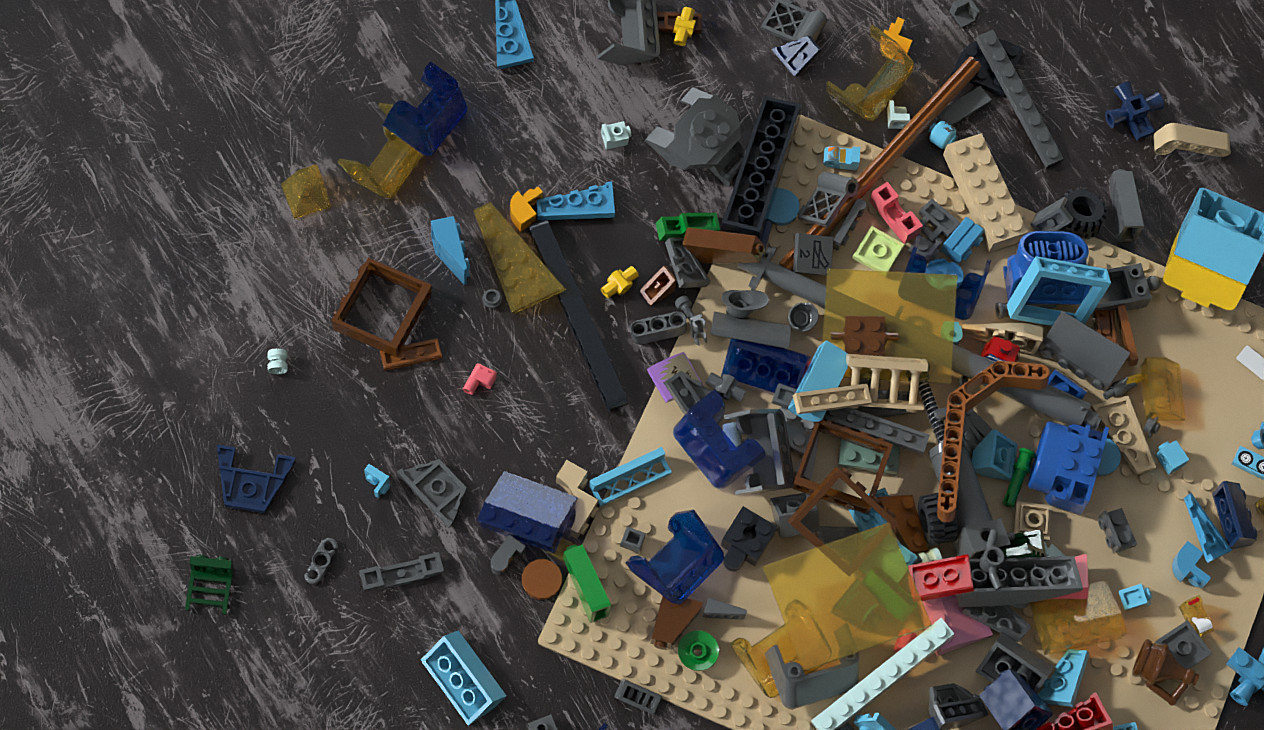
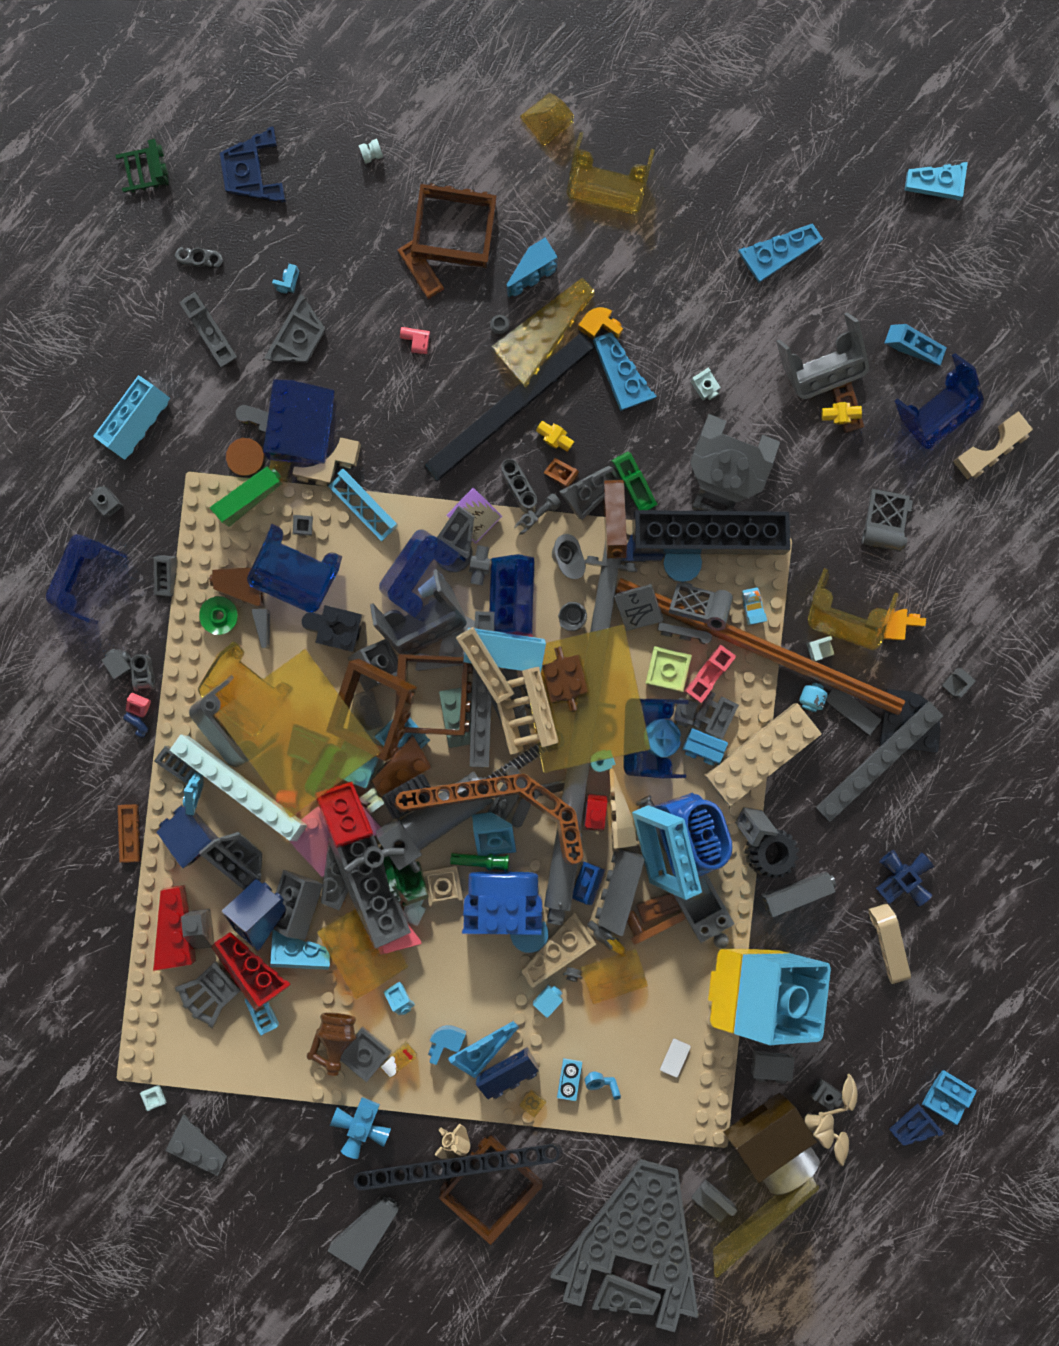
camera: 85 degrees right, 20 degrees up
(434, 118) = (659, 205): clear blue windscreen -> none
(751, 330) = (541, 571): dark grey tile -> none
(797, 54) = (851, 532): wing -> none
(1117, 530) = (459, 966): dark grey bracket -> none

